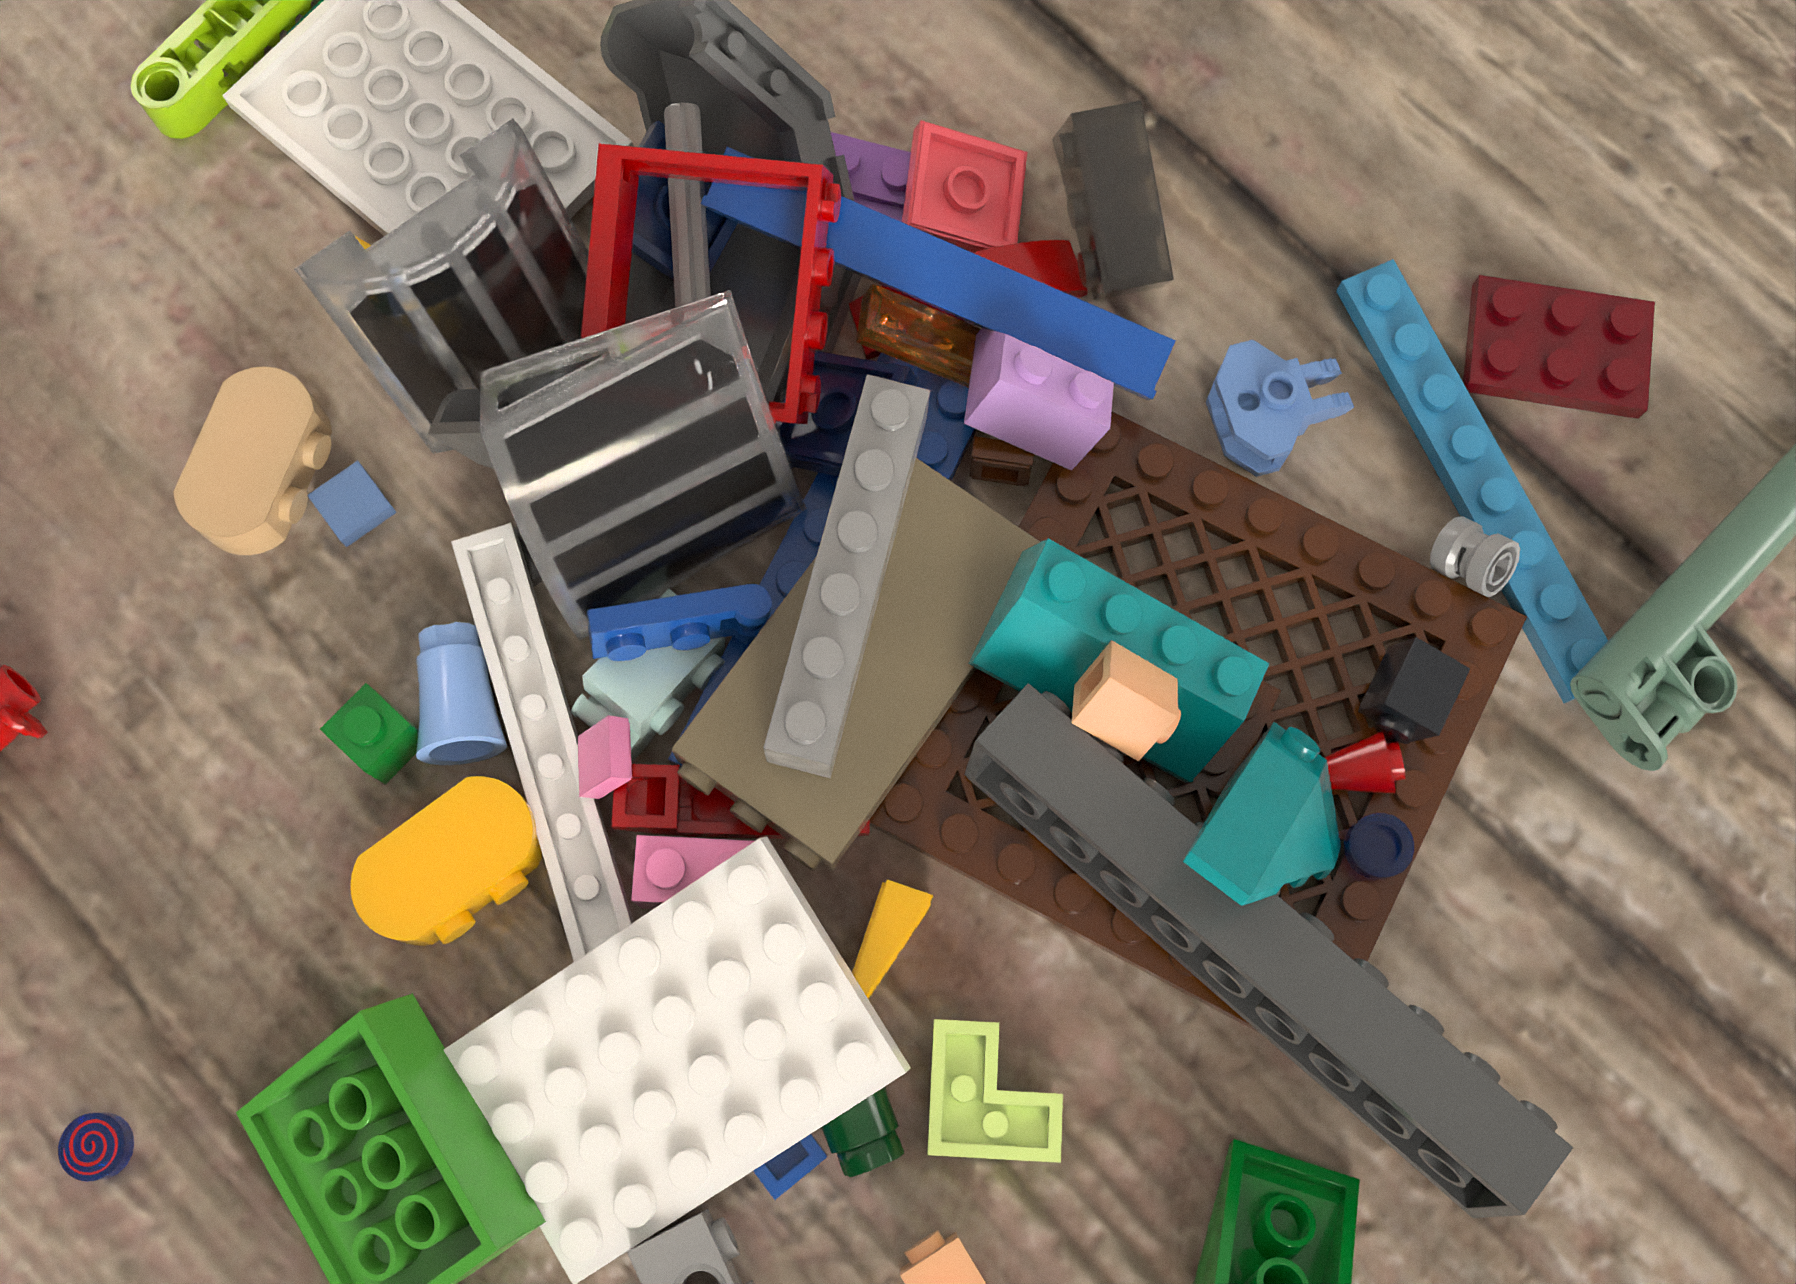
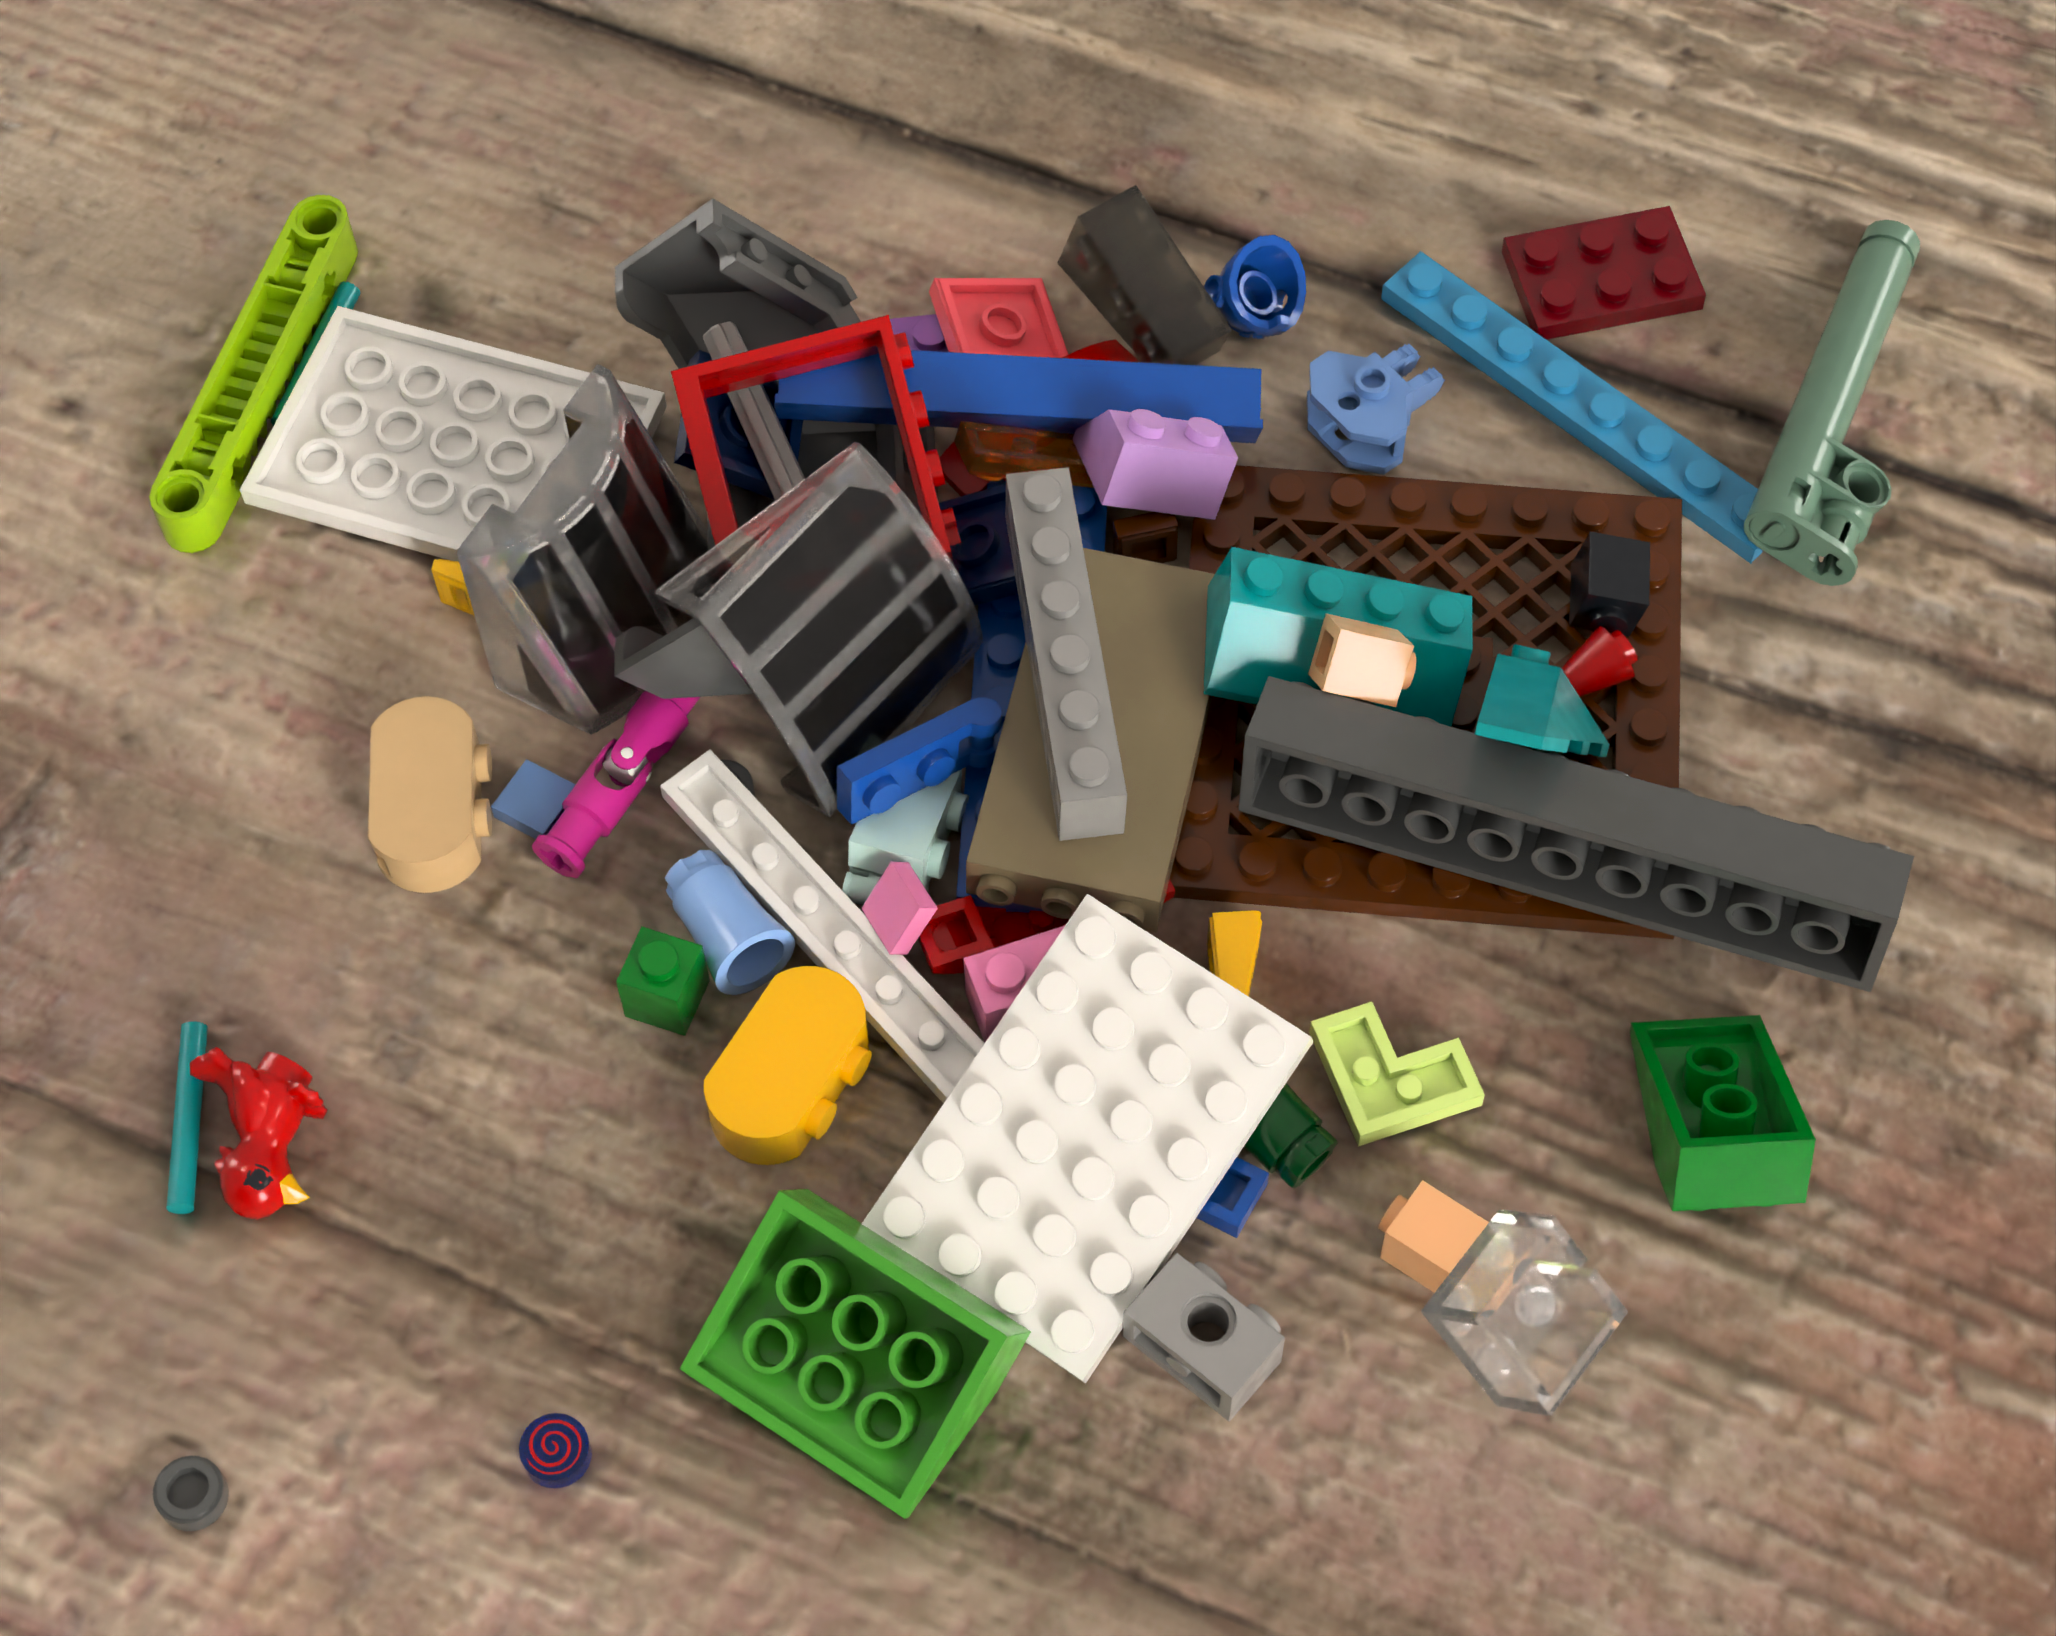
camera: 20 degrees left, 15 degrees down
(387, 532) = (594, 809): none -> dark pink piece
(1214, 243) = (1254, 288): none -> blue helmet
(1379, 846) = (1641, 725): clear blue tile -> none
(1478, 558) = (1611, 462): light grey wheel -> none

